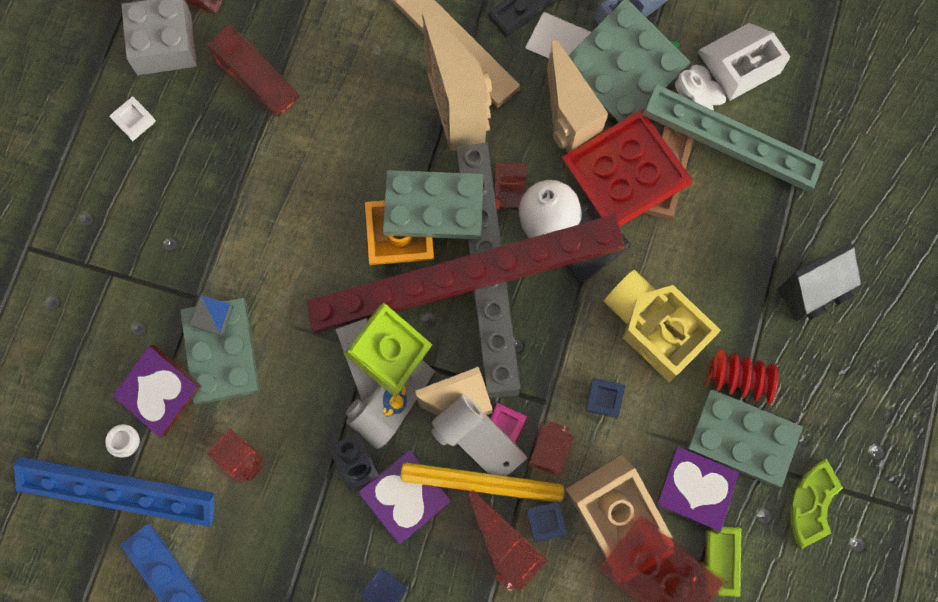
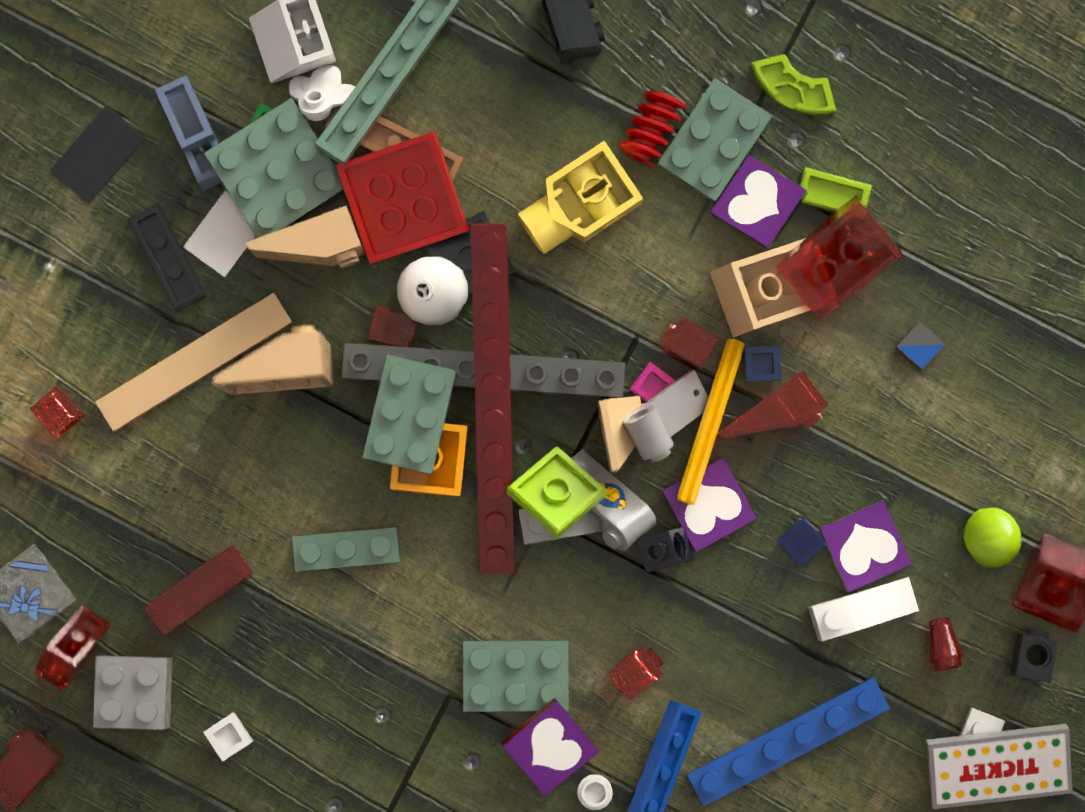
camera: 80 degrees left, 10 degrees up
(211, 315) = (480, 676): dark grey tile -> none
(310, 186) = (346, 549): none -> sand green plate
(605, 398) = (646, 275): dark blue plate -> none

